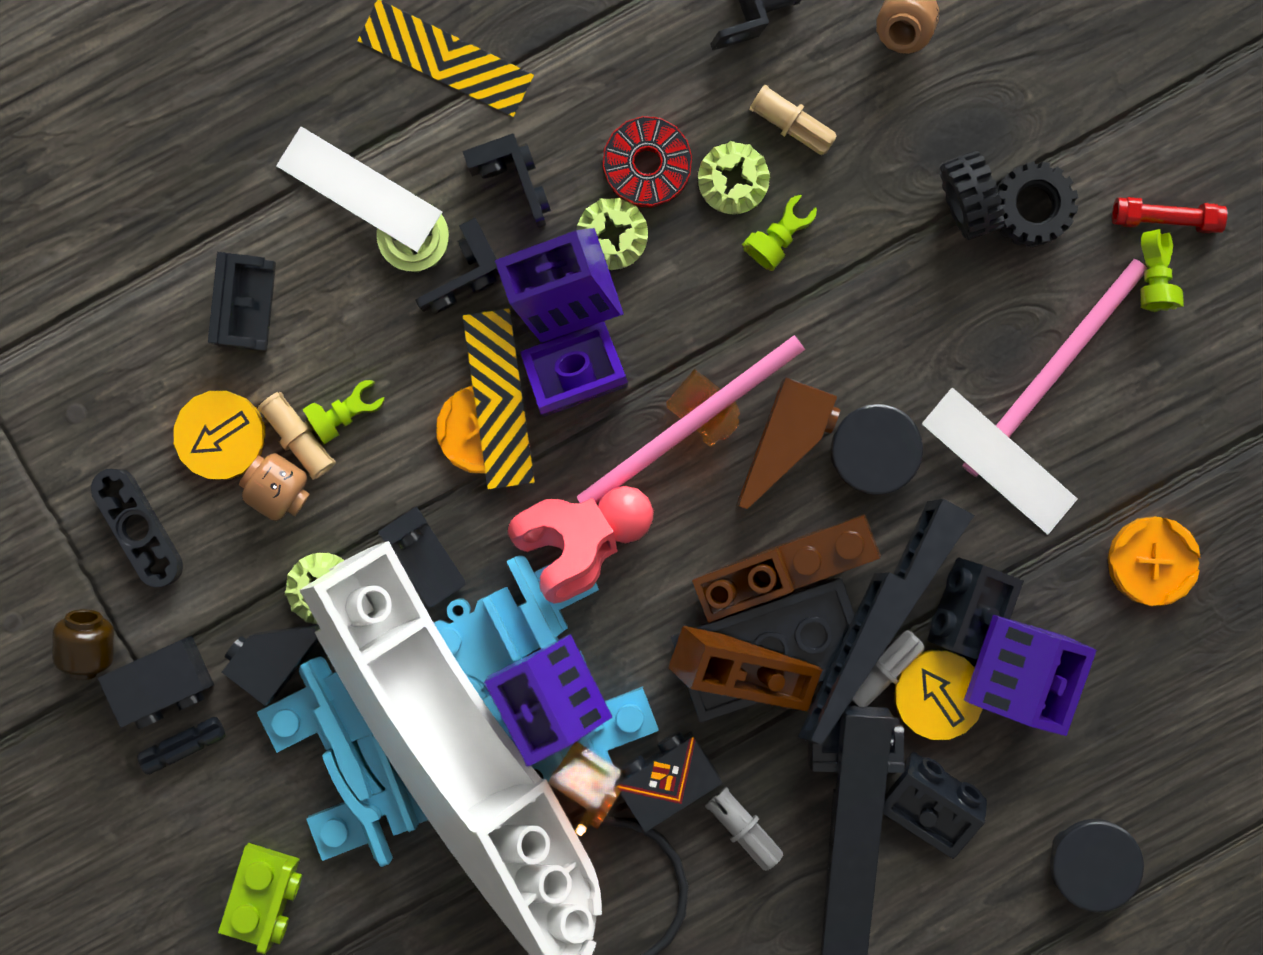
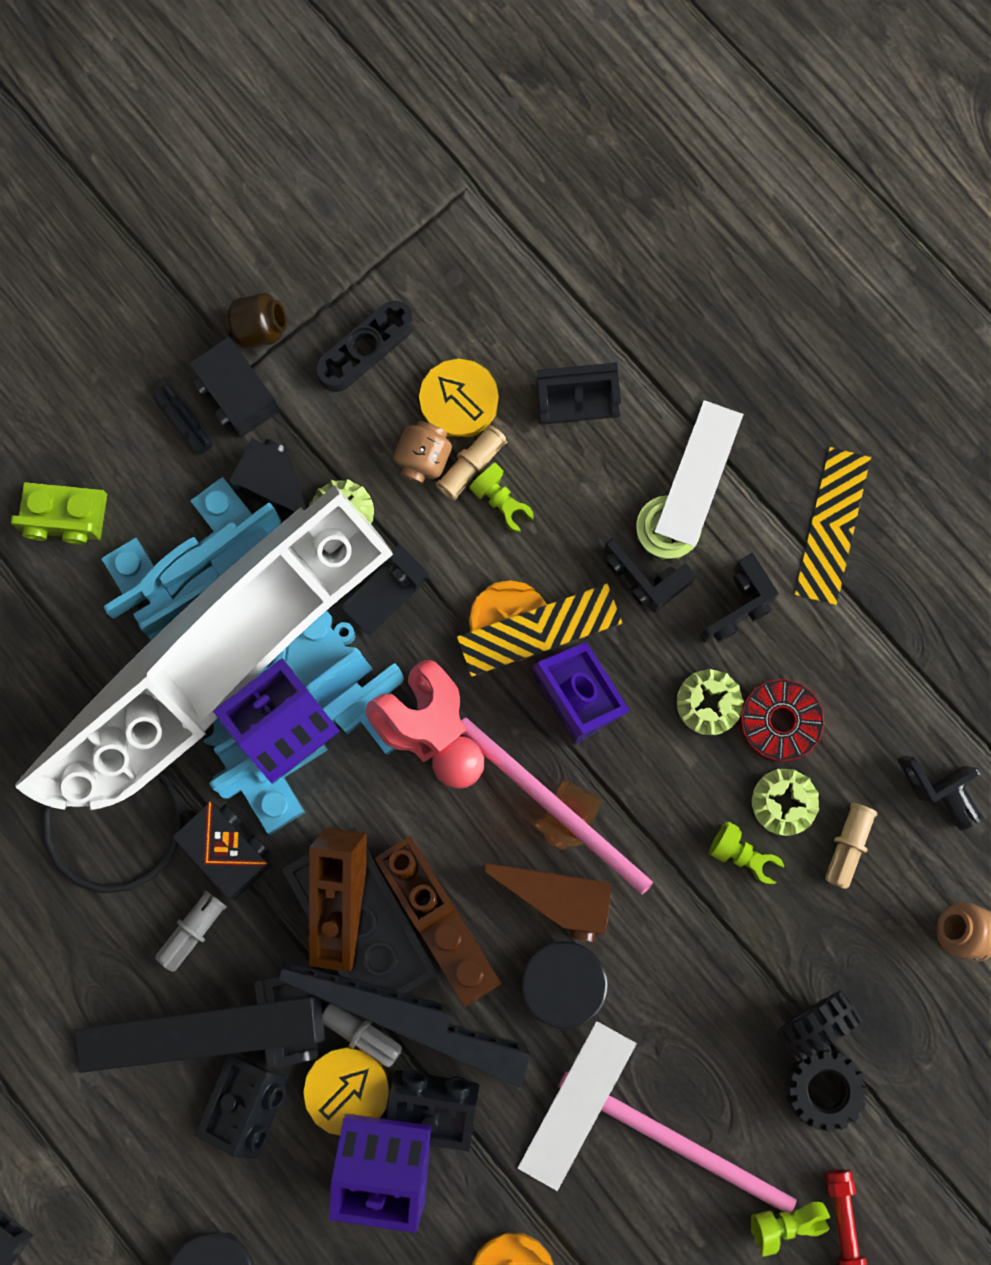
camera: 85 degrees right, 10 degrees down
(560, 285) = (653, 662): dark purple slope -> none
(588, 782) = (208, 774): clear orange bracket -> none

